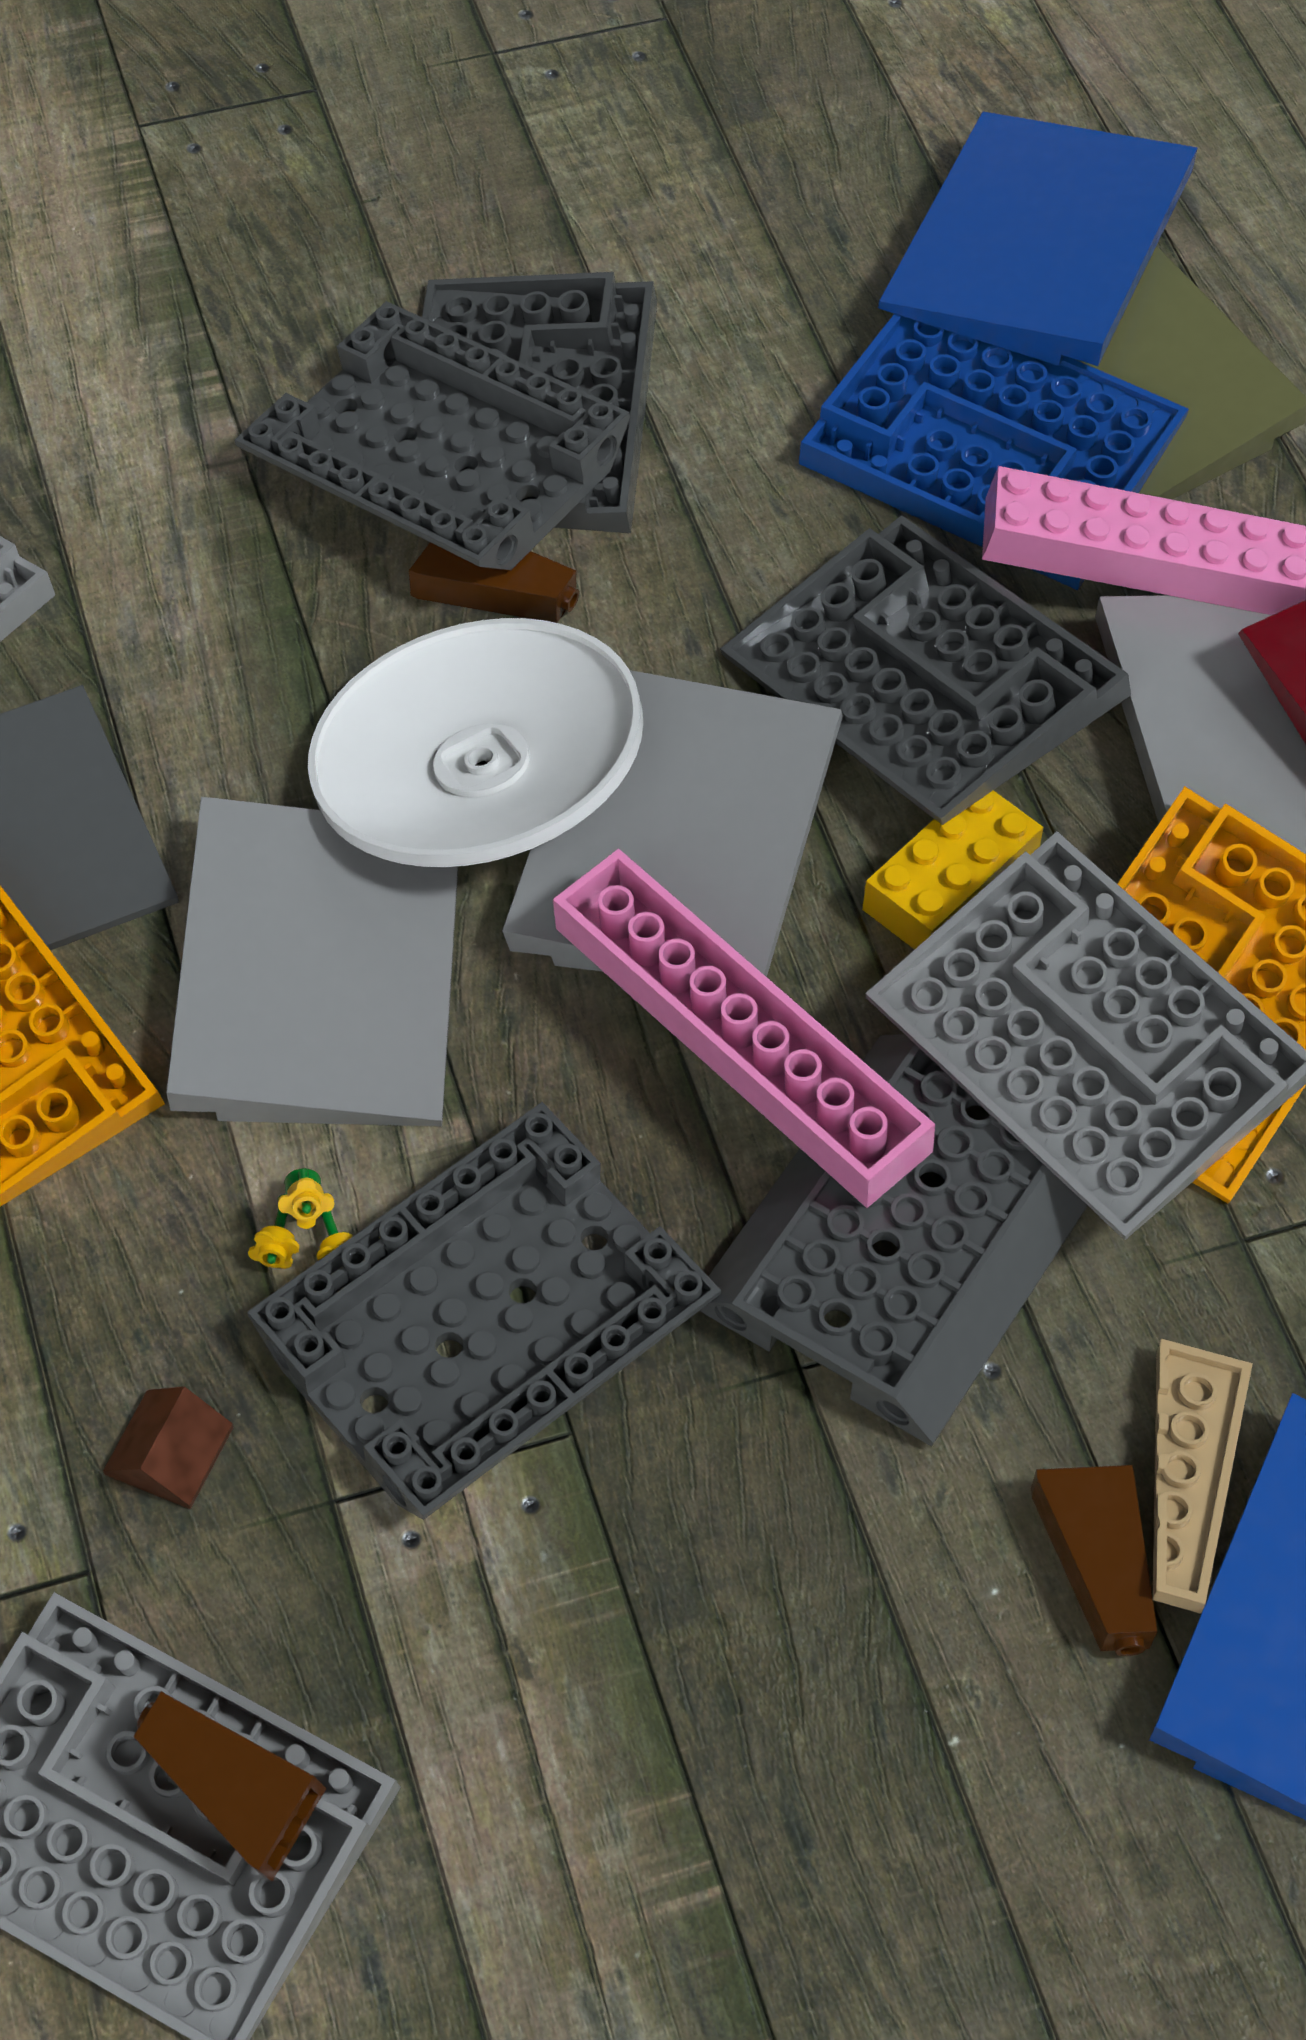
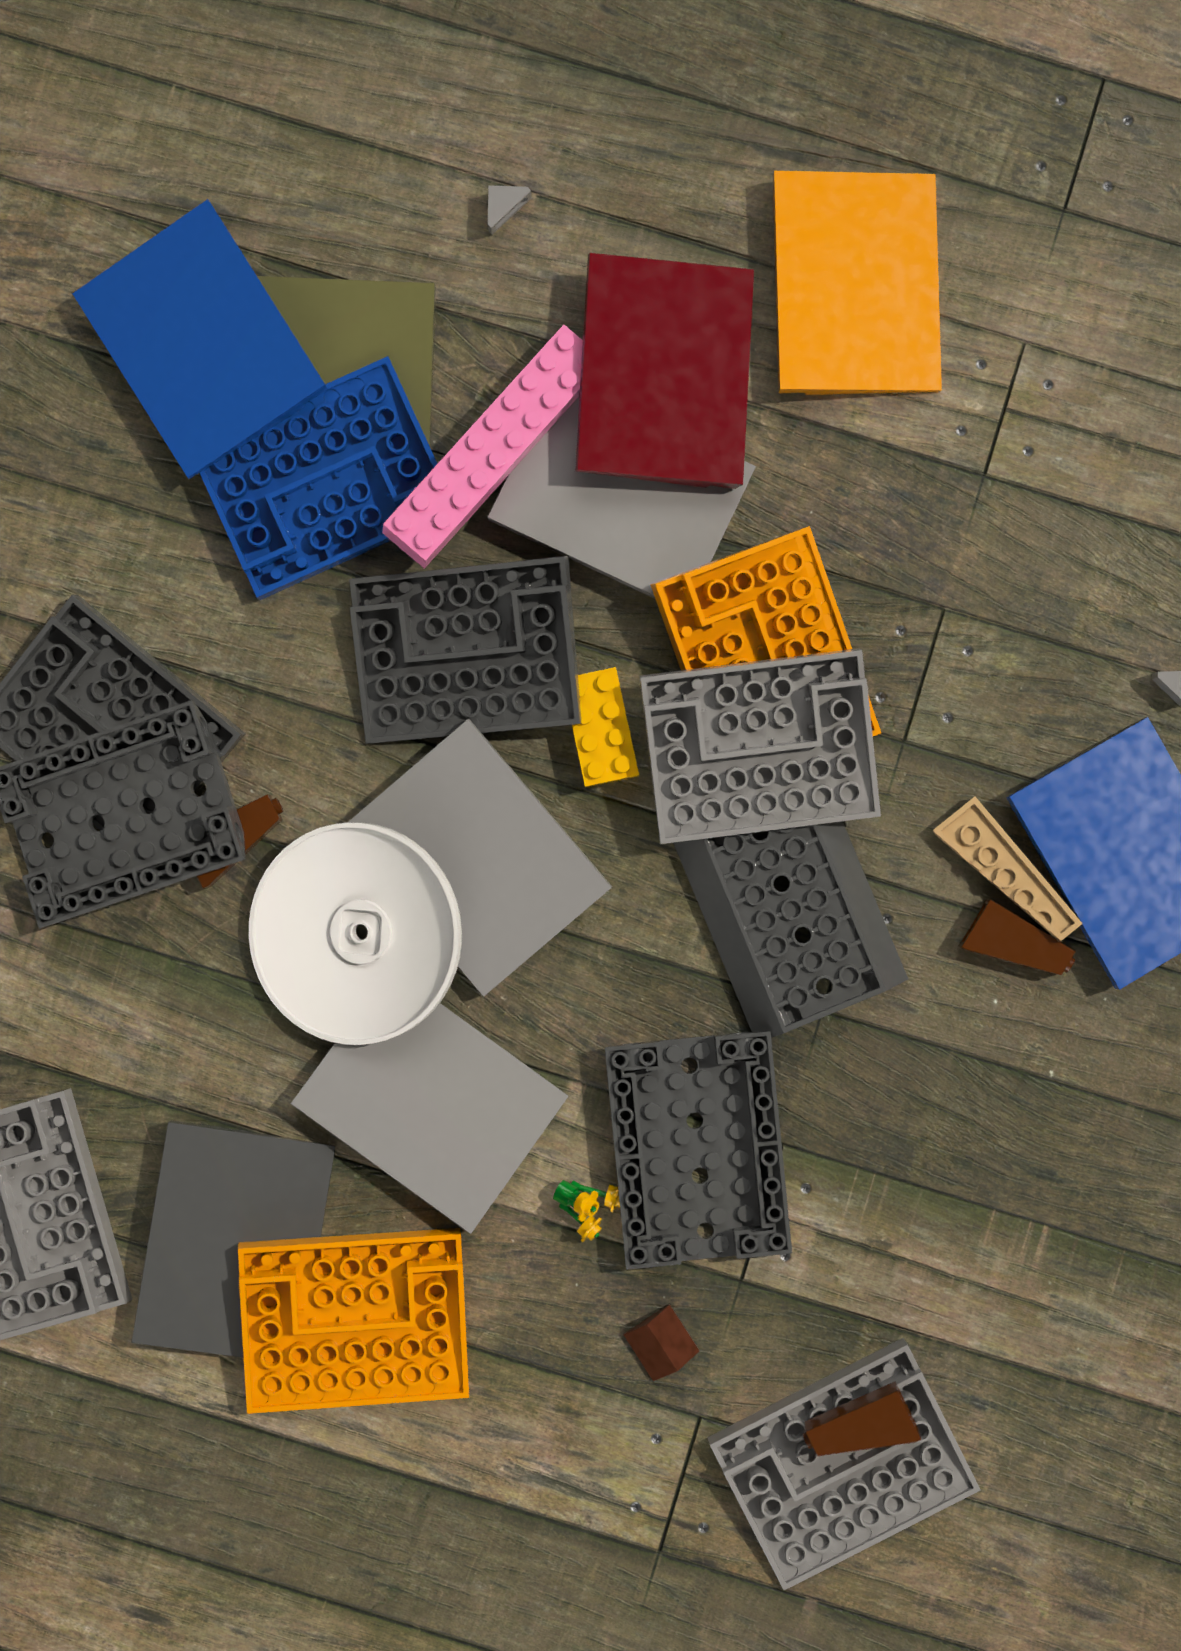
camera: 55 degrees left, 30 degrees up
(744, 1028) = (638, 925): bright pink brick -> none

